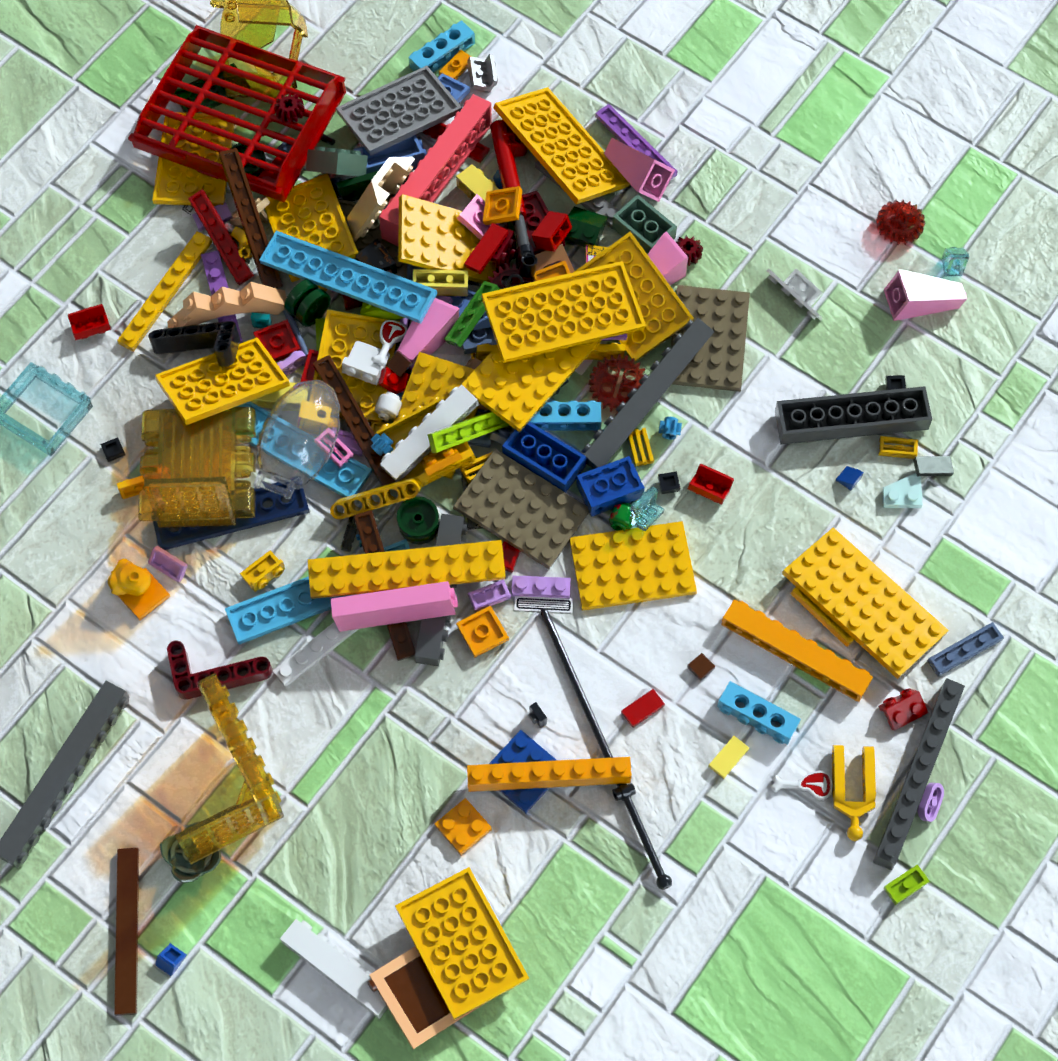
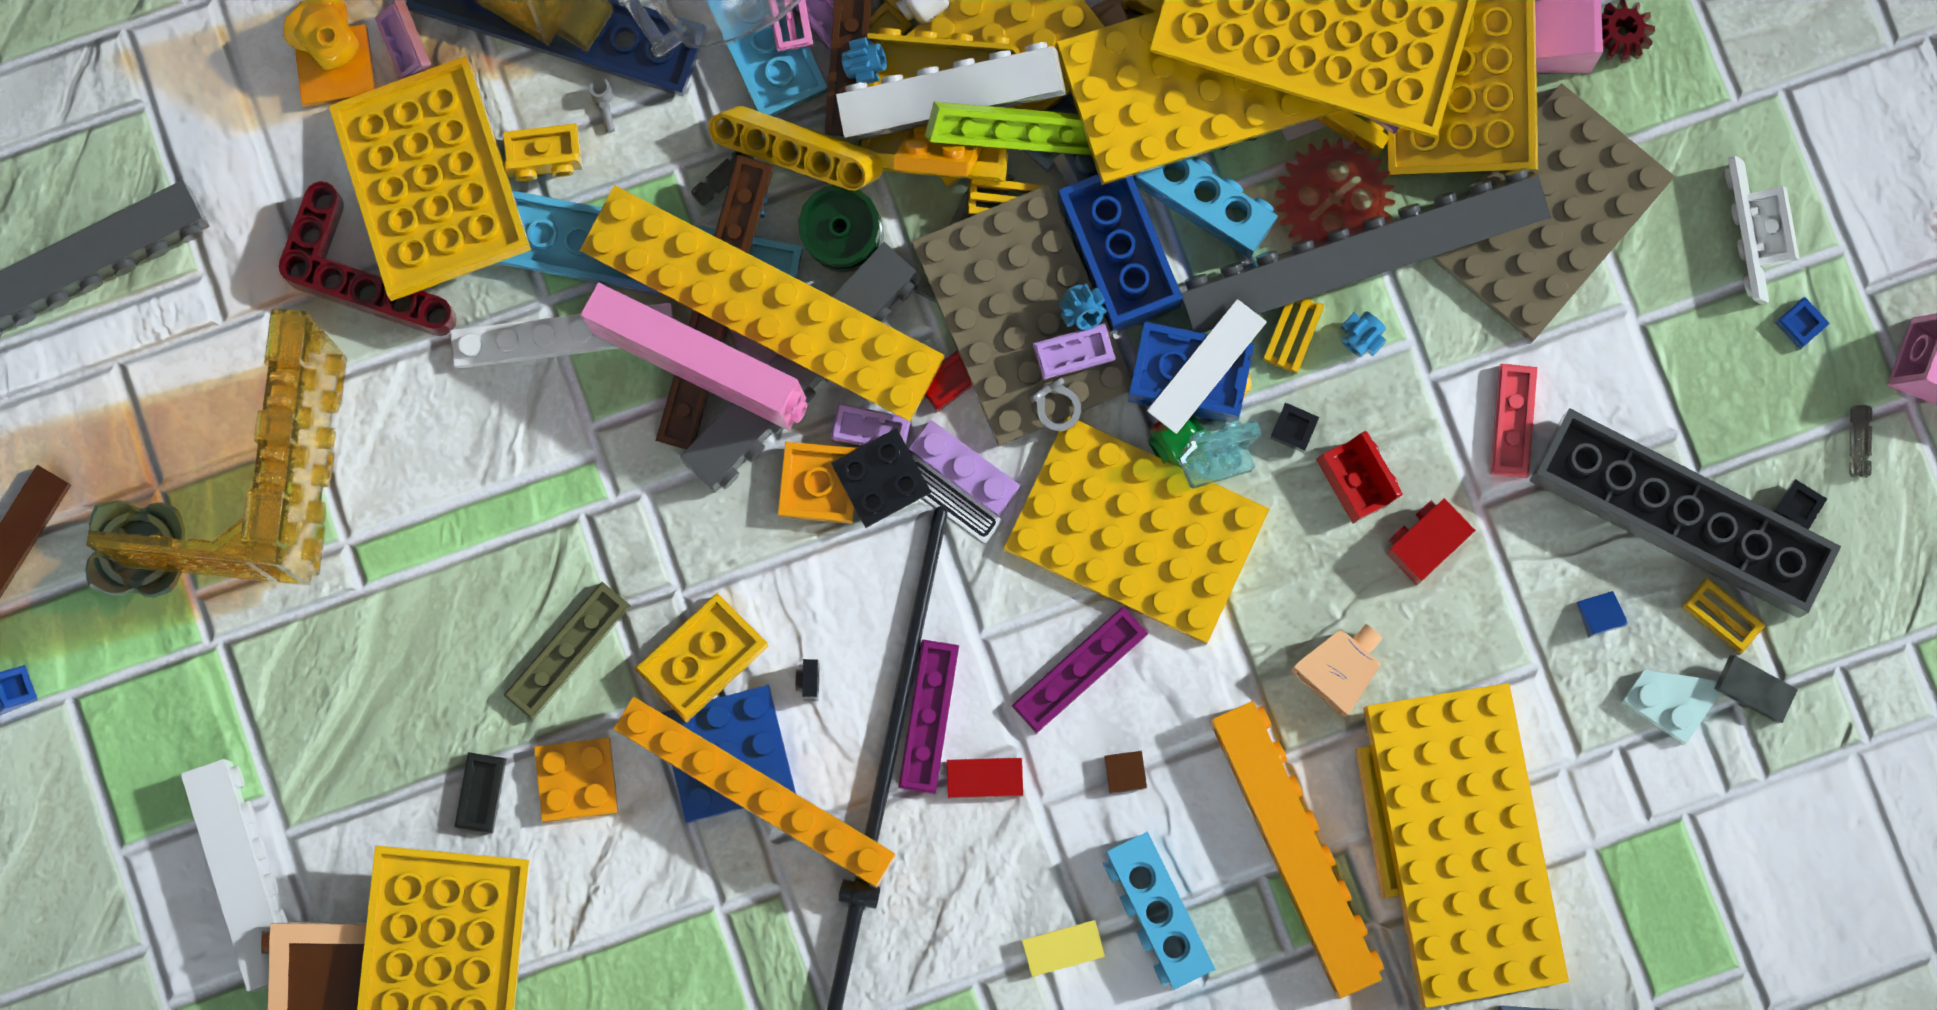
camera: 35 degrees right, 15 degrees up
(220, 610) = (429, 178): none -> yellow plate
(274, 535) = (603, 101): none -> light grey hand
(420, 774) = (567, 650): none -> olive tile
(423, 860) = (480, 792): none -> pearl dark grey tile
(482, 736) = (701, 657): none -> yellow tile
(509, 611) = (881, 478): none -> black hinge
(546, 485) = (1082, 307): none -> dark azure gear
(555, 506) = (1073, 352): none -> lavender plate
(559, 526) = (1039, 398): none -> light grey piece
(600, 699) = (928, 716): none -> magenta tile
(616, 476) = (1206, 366): none -> white sticker
(650, 638) = (1079, 670): none -> magenta tile
(756, 425) = (1513, 420): none -> coral tile
(759, 491) = (1429, 541): none -> red brick
(760, 566) = (1341, 668): none -> light nougat torso
(842, 317) = (1802, 323): none -> blue tile
(900, 347) = (1860, 441): none -> clear smoke axle

